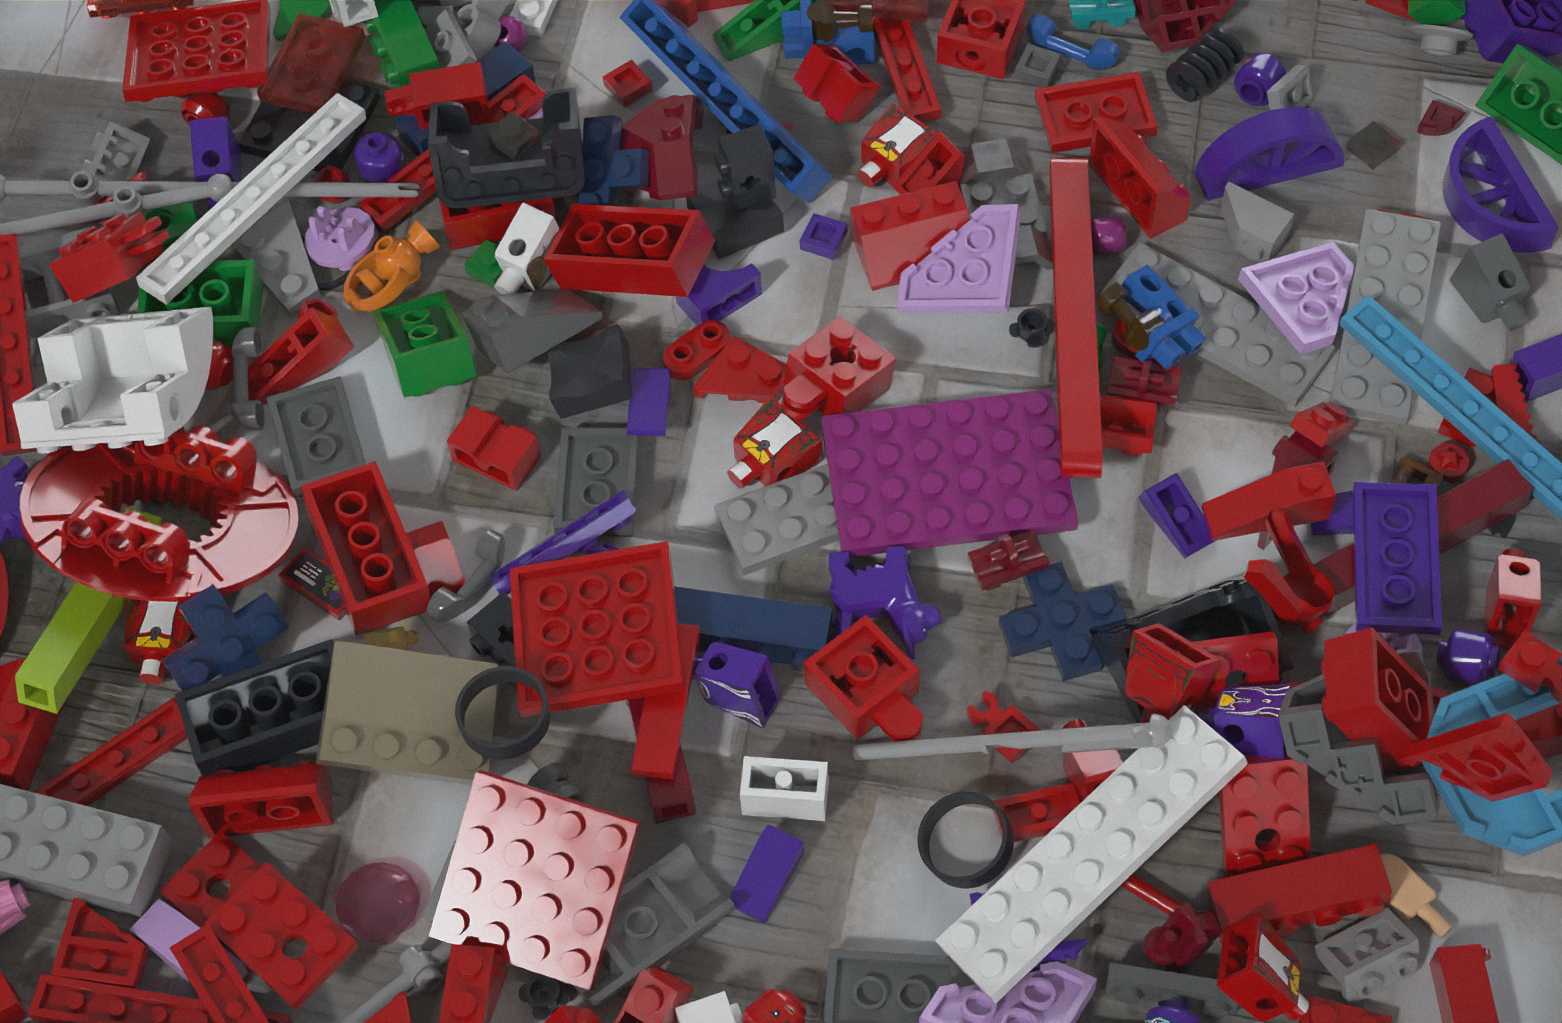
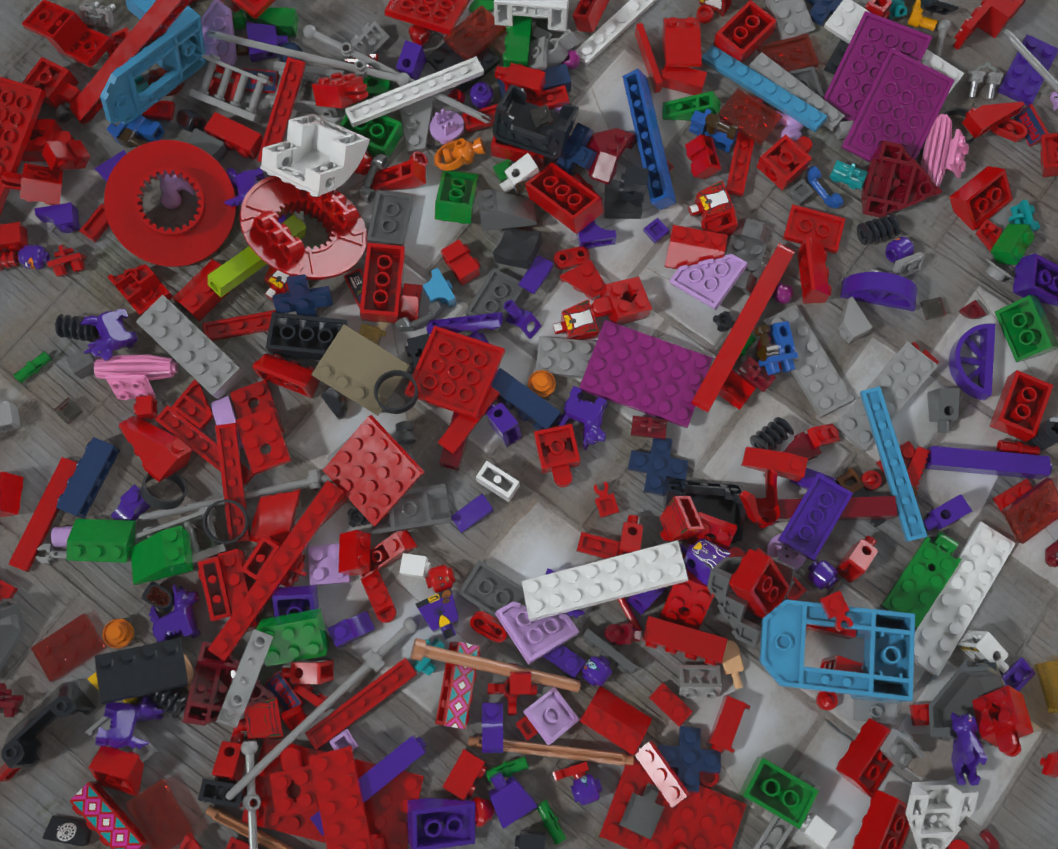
camera: 25 degrees right, 15 degrees up
(377, 902) = (312, 442): clear pink dish -> none
(385, 804) = (336, 402): none -> black rock
(480, 509) = (439, 289): none -> dark azure brick
(627, 83) = (610, 110): red plate -> none
(663, 488) = (521, 318): none -> dark purple bracket
(767, 579) = (542, 383): none -> orange plate
(937, 811) = (544, 532): black tyre -> none
(1073, 740) = (623, 529): light grey bar -> none
(1177, 515) = (735, 442): dark purple slope -> none
(1183, 847) = (645, 599): none -> dark purple torso
(1233, 463) = (771, 434): none -> black piece
(1260, 970) = (646, 665): red torso -> none
(1302, 293) = (853, 368): lavender plate -> none
(1486, 758) = (781, 641): red wing -> none

